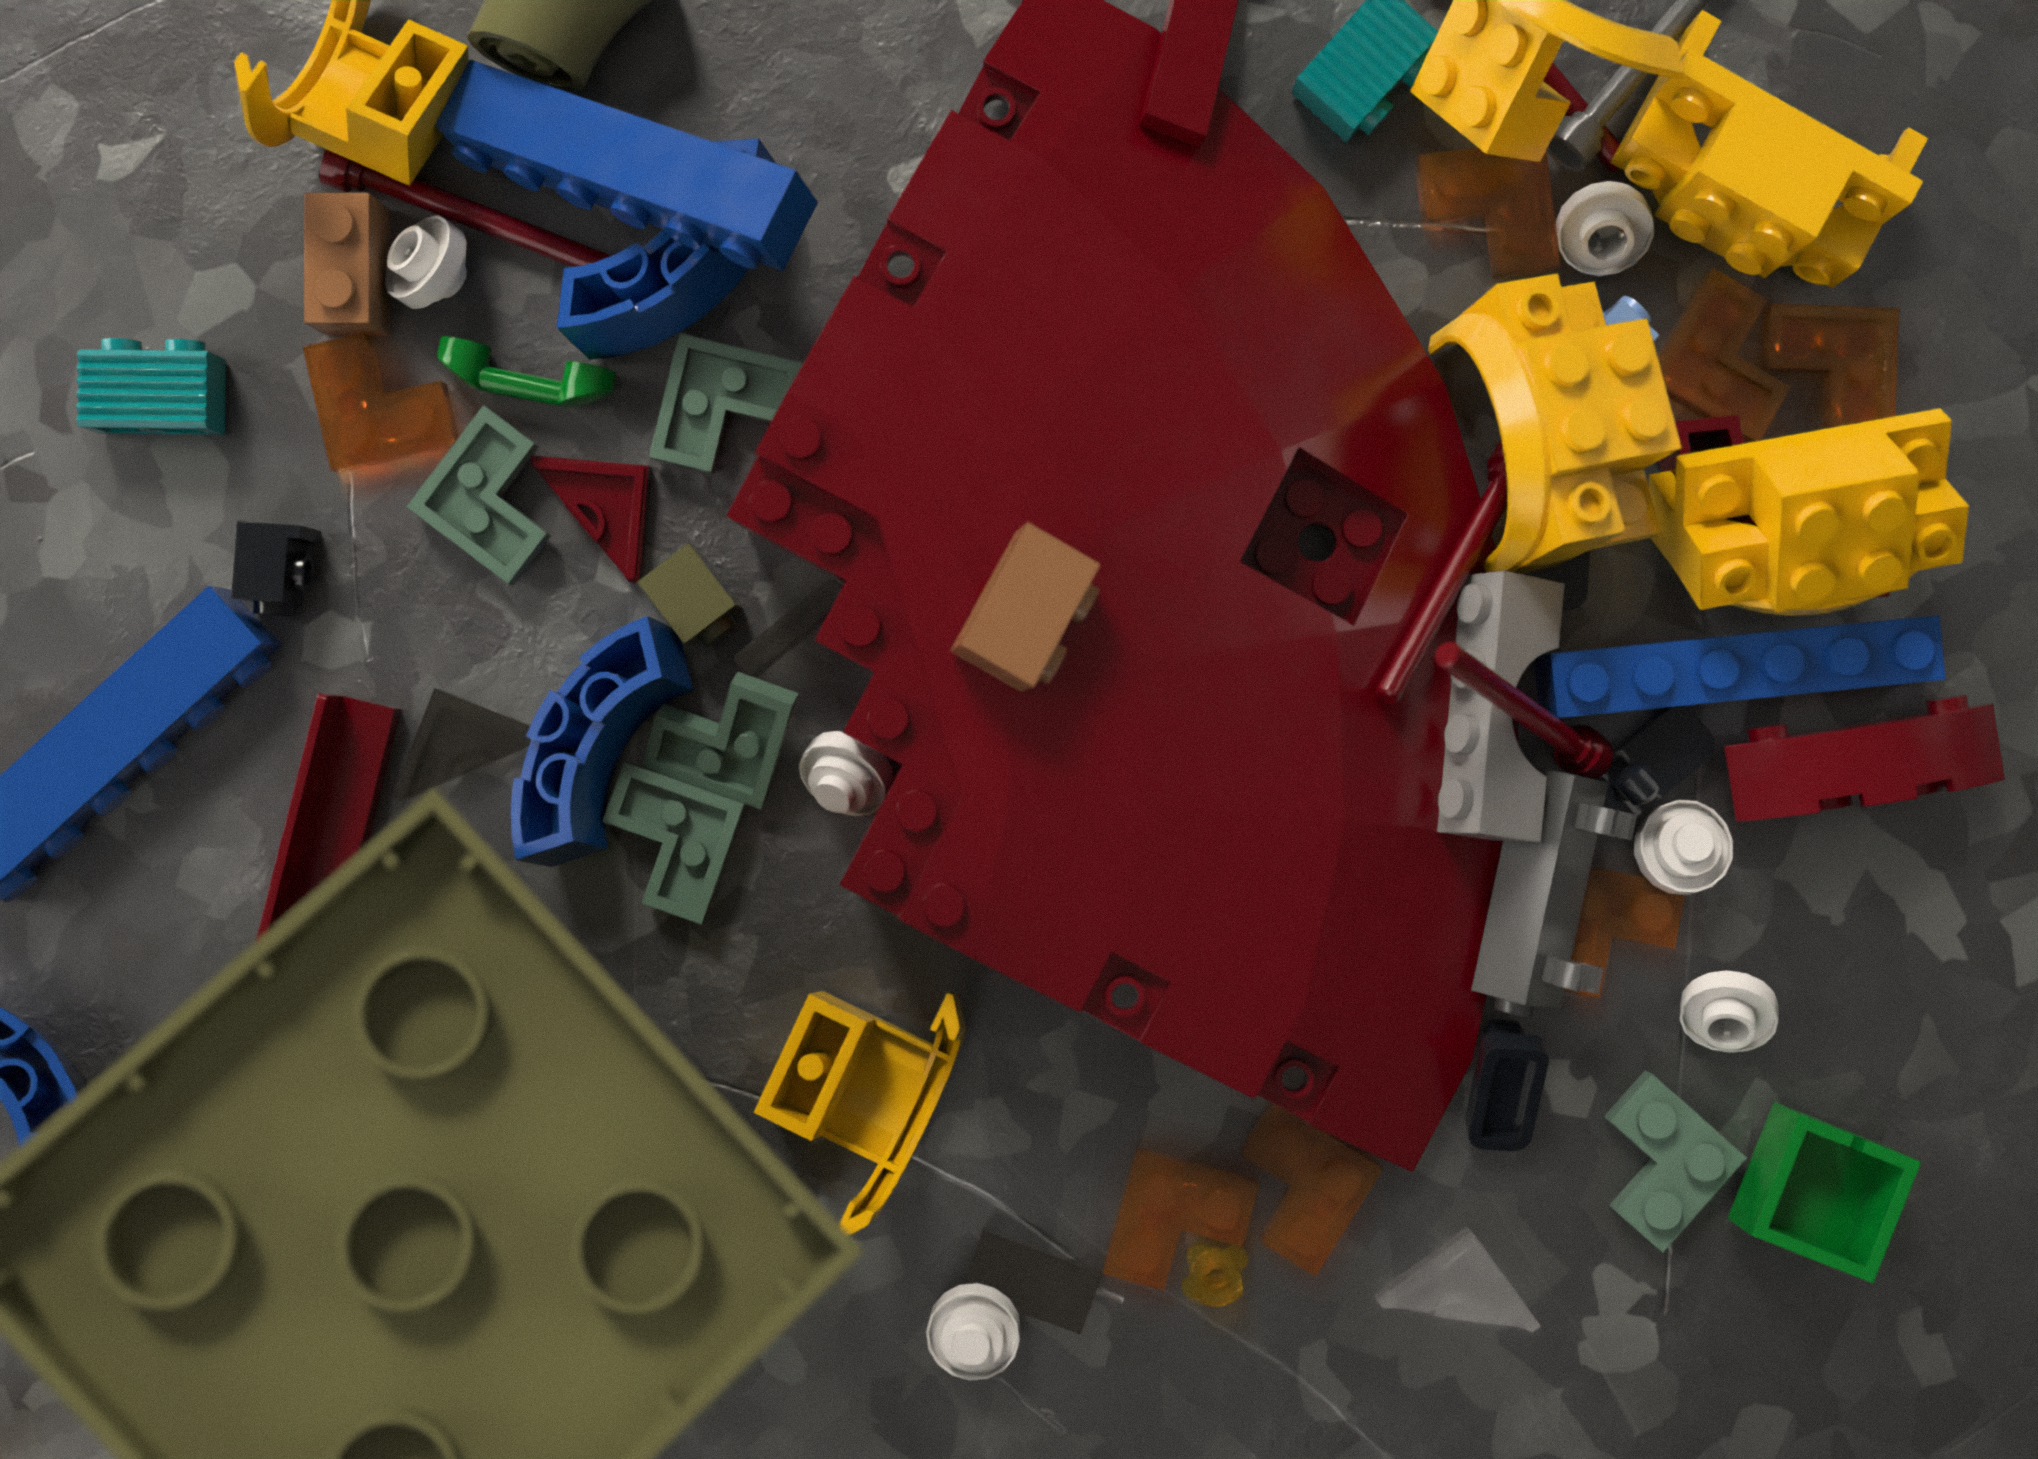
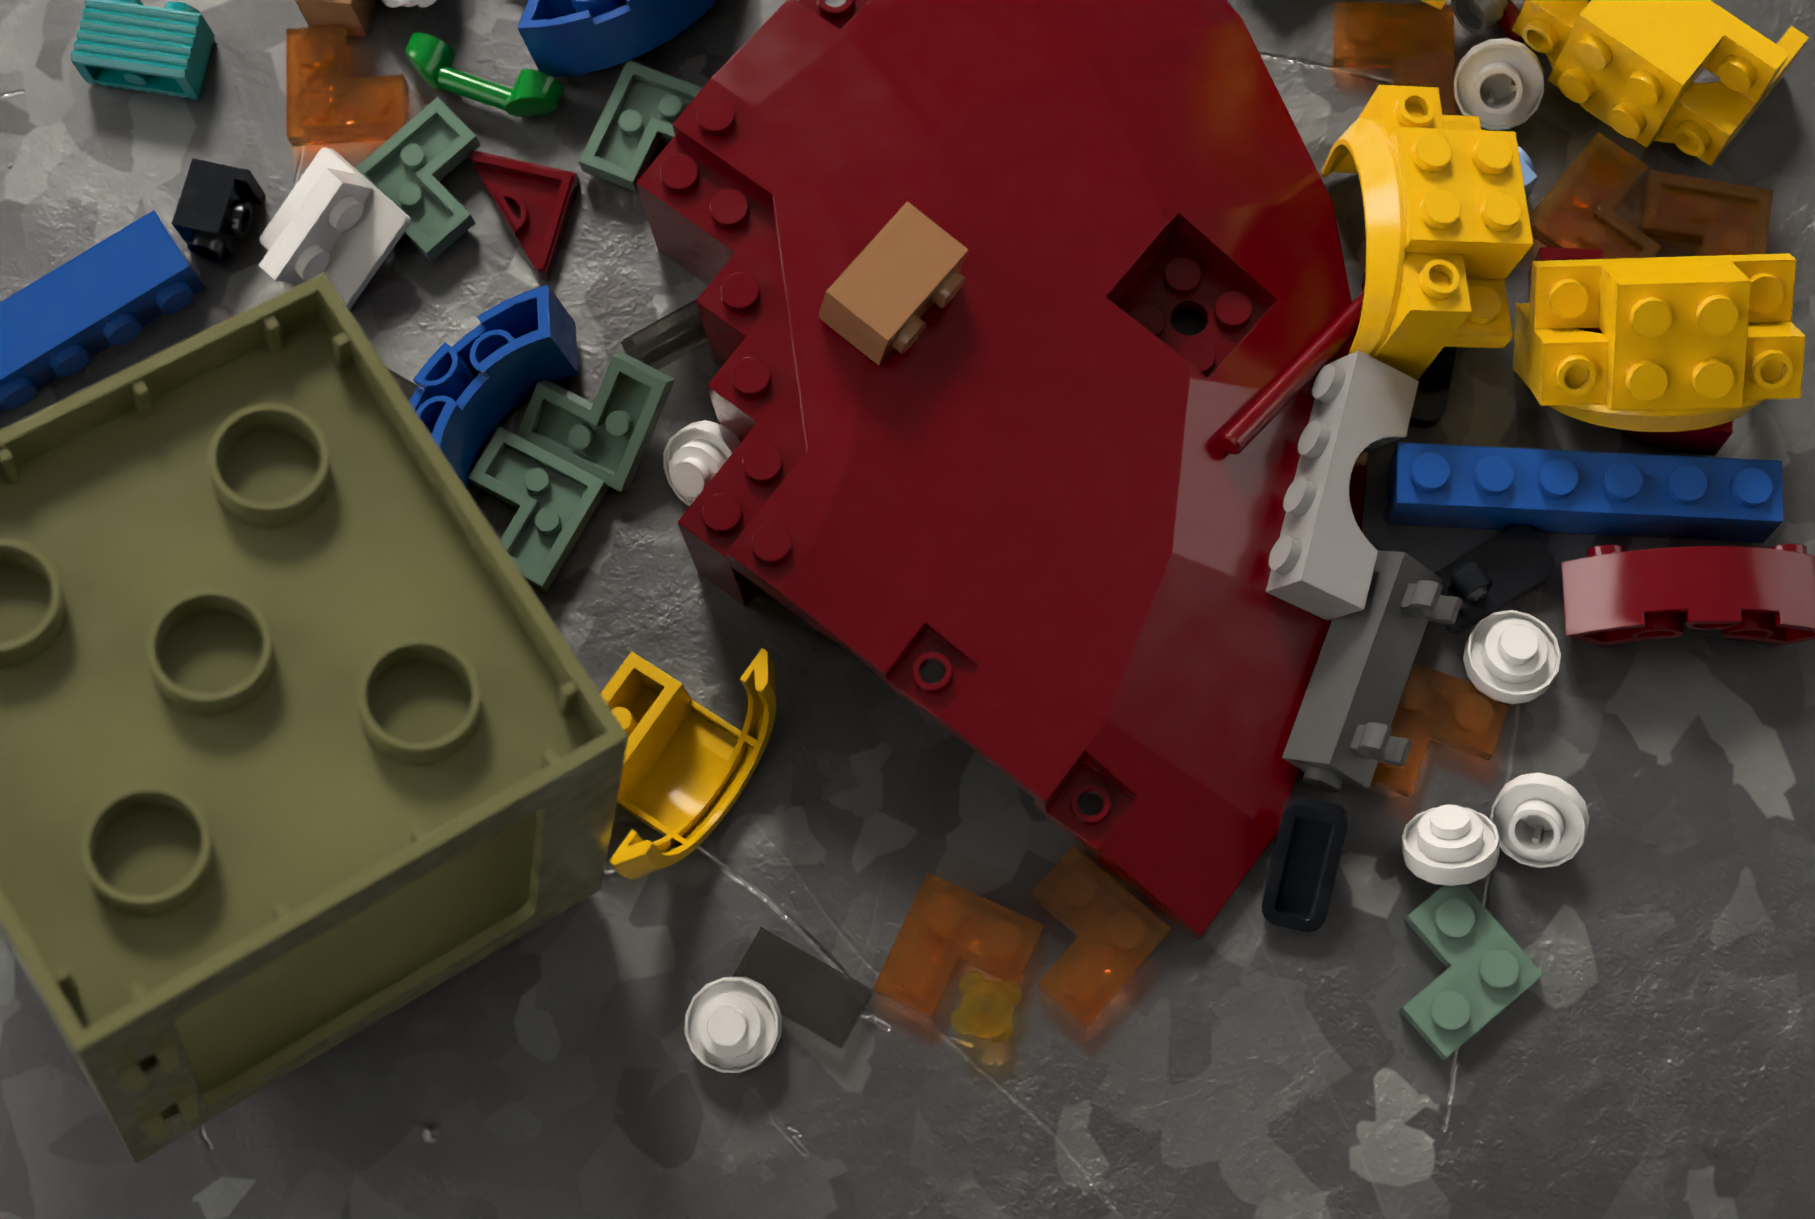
camera: 20 degrees right, 15 degrees down
(402, 575) = (334, 227): none -> white bracket
(692, 597) = (593, 289): olive brick -> none
(1459, 1284) = (1236, 1063): clear tile -> none
(1577, 749) = (1418, 541): dark red piece -> none
(1645, 1049) = (1450, 845): none -> white plate
(1823, 1192) = (1614, 1018): green piece -> none

